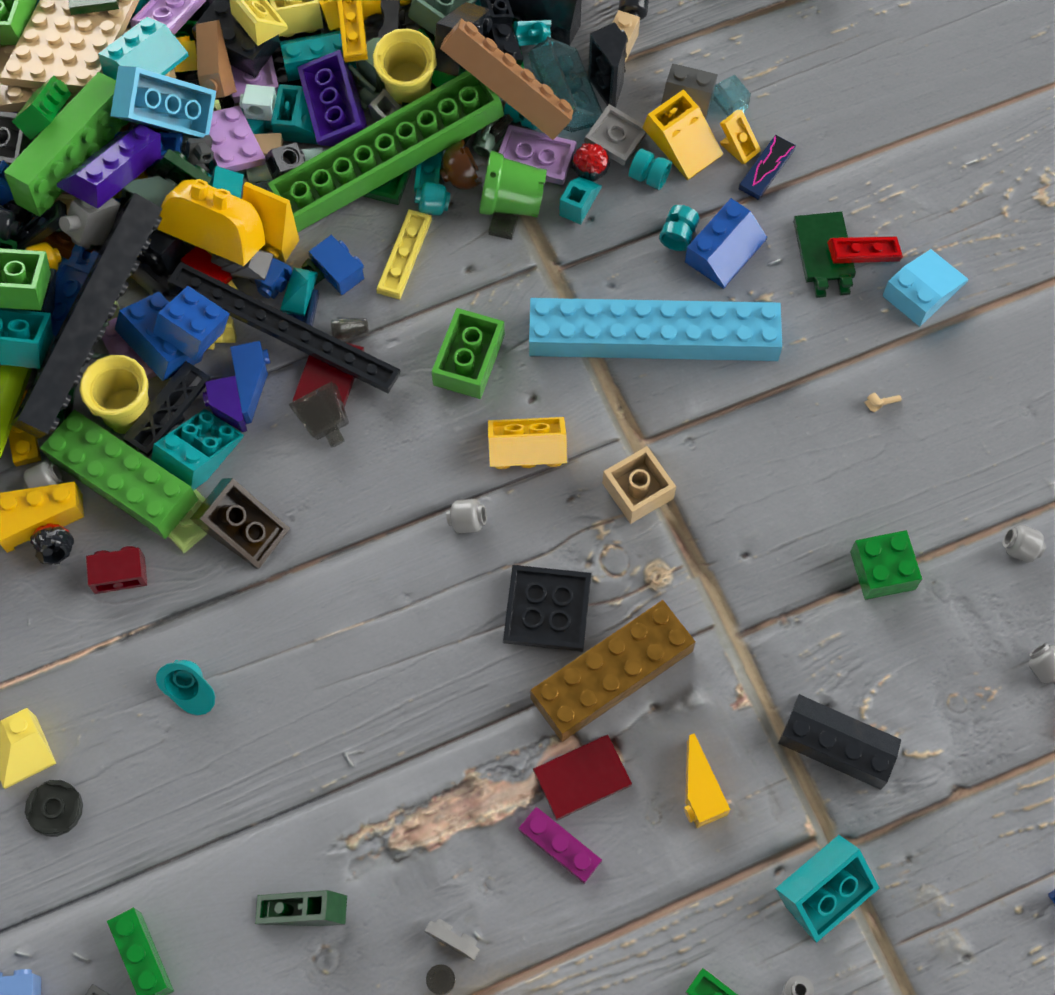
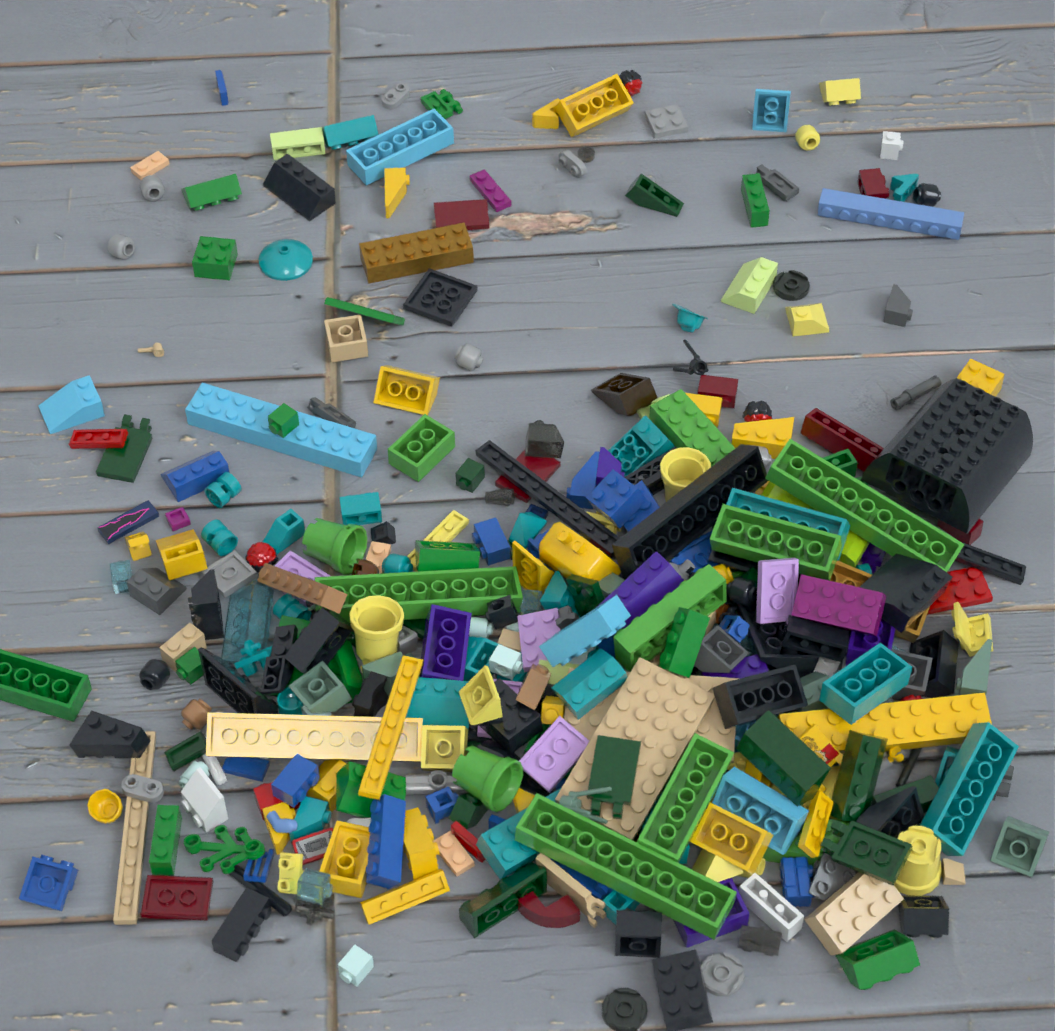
camera: 160 degrees left, 15 degrees down
(112, 780) = (751, 284): none -> yellowish green slope
(124, 531) = (708, 405): none -> yellow slope
(148, 584) = (696, 365): none -> black plant
(379, 223) = (445, 555): none -> green slope
(396, 342) = (470, 475): none -> dark green brick
(463, 210) = (377, 553): none -> light nougat plate
(469, 242) = (383, 533): none -> black slope
(507, 257) = (361, 509): none -> teal brick
(598, 19) = (189, 666): none -> green brick
(602, 372) = (330, 413): none -> dark grey hinge
(634, 534) = (364, 311): none -> green tile
(645, 305) = (283, 420): none -> green brick
(714, 189) = (177, 519): none -> magenta tile
(728, 872) = (400, 146): none -> medium azure brick
(792, 626) = (285, 259): none -> teal dish
(894, 830) = (298, 143): none -> yellowish green brick
(964, 689) = (212, 192): none -> green slope

